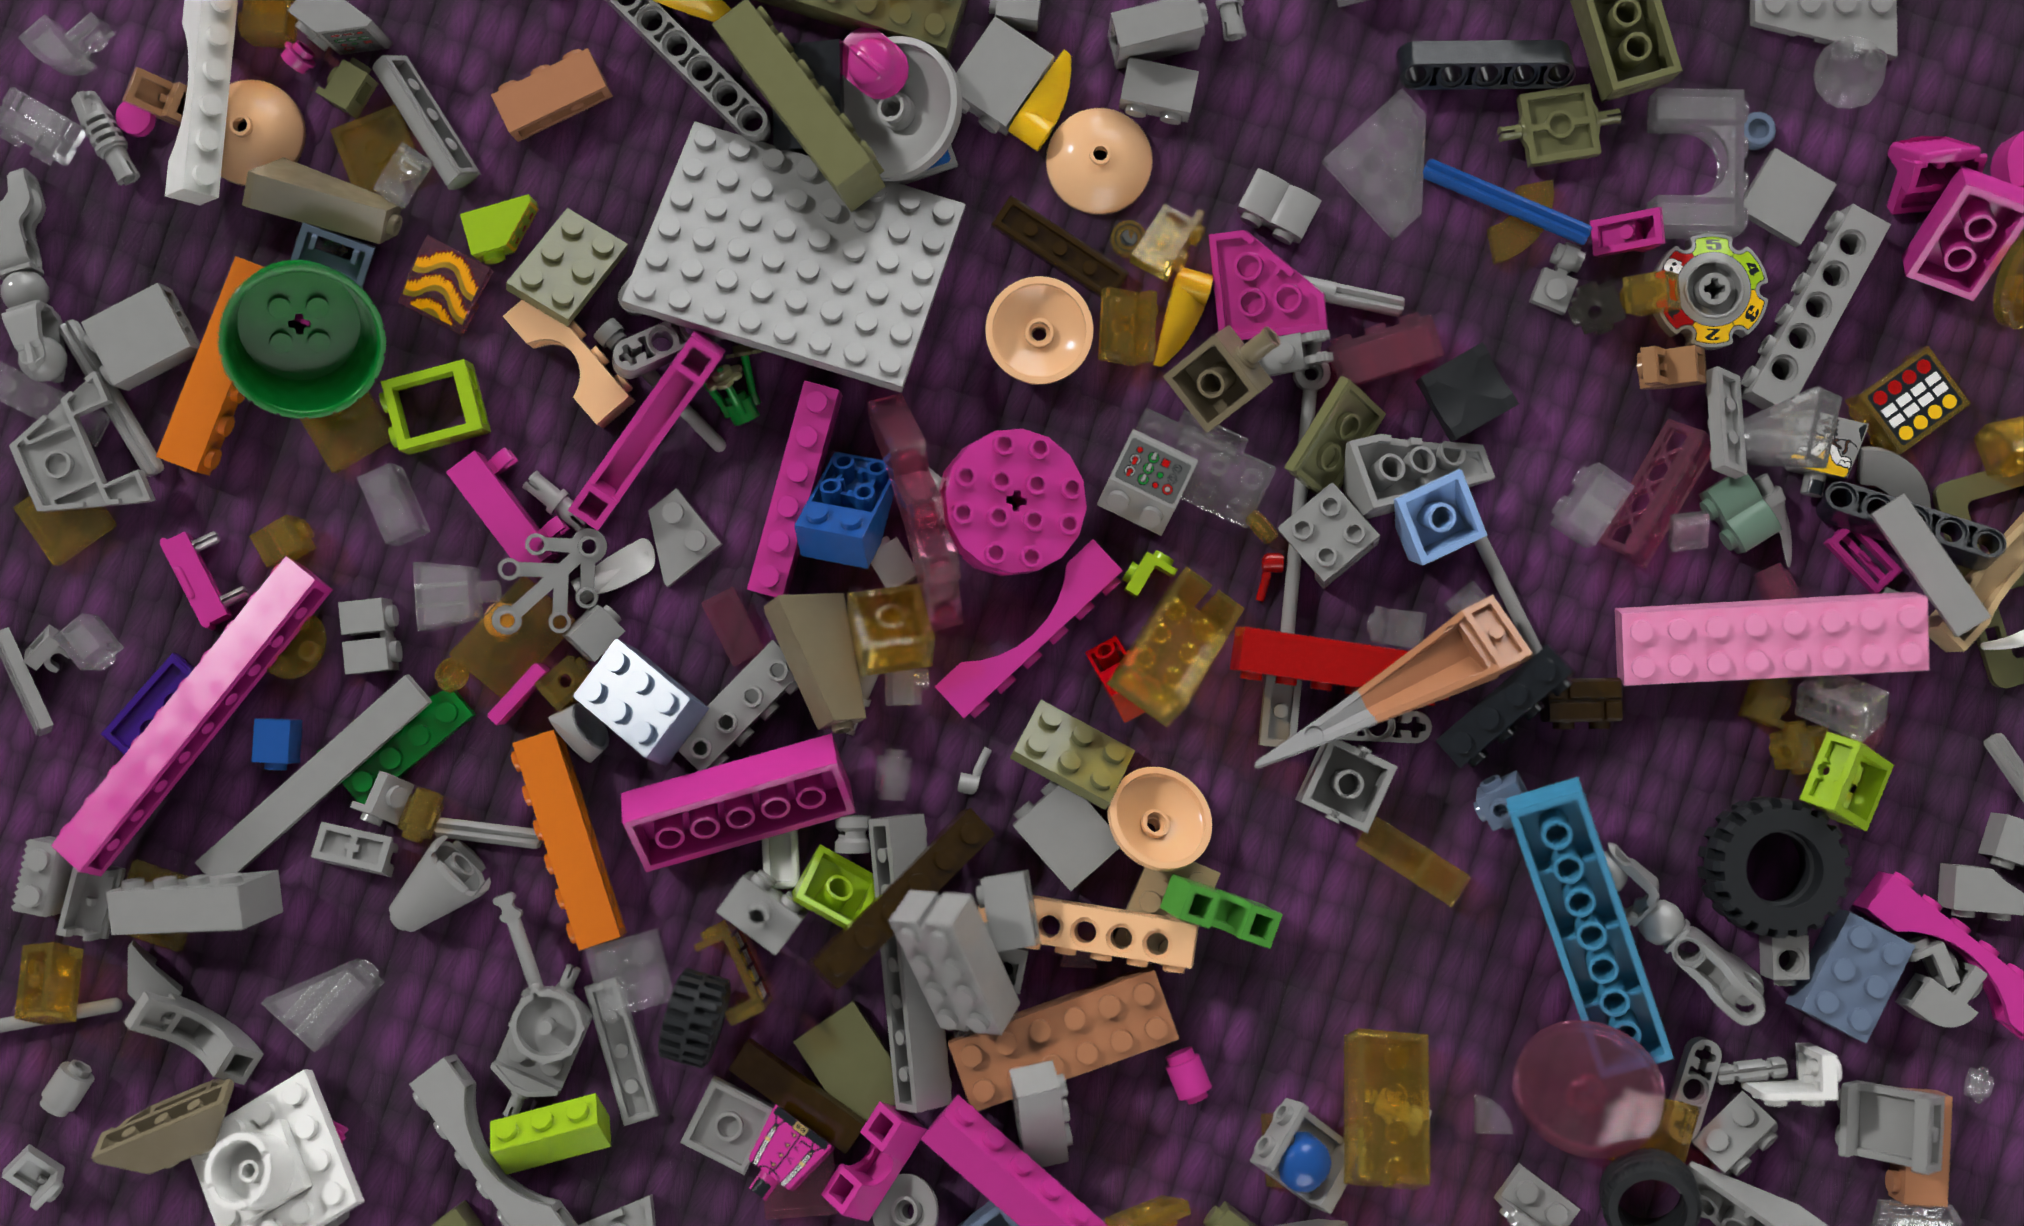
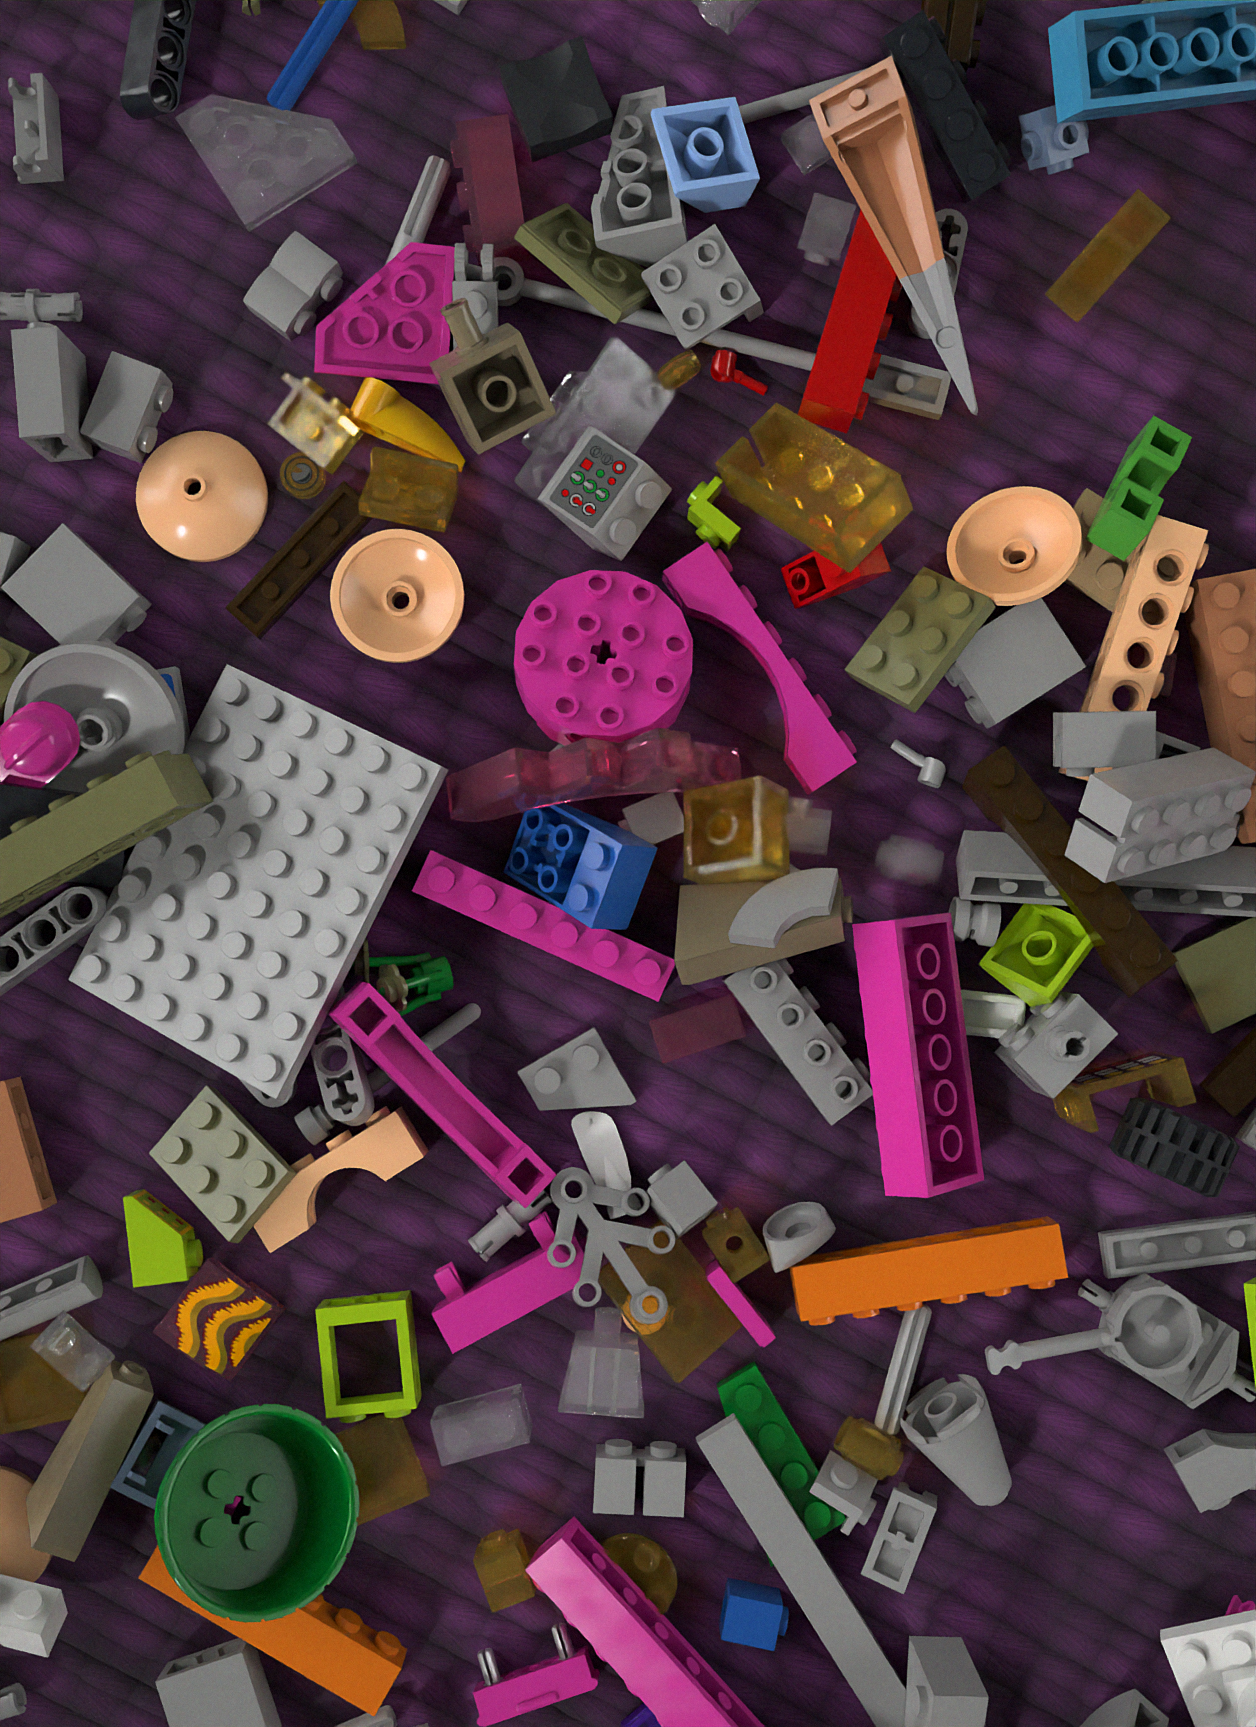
camera: 85 degrees left, 0 degrees up
(325, 1003) = (1080, 1603): clear slope -> none
(451, 675) = (703, 1384): clear yellow plate -> none
(630, 973) = (1106, 1217): clear brick -> none
(640, 702) = (777, 1154): brick -> none
(836, 673) = (782, 904): none -> light grey tile
(1044, 106) = (123, 549): yellow piece -> none
(1346, 783) = (1008, 316): light grey brick -> none

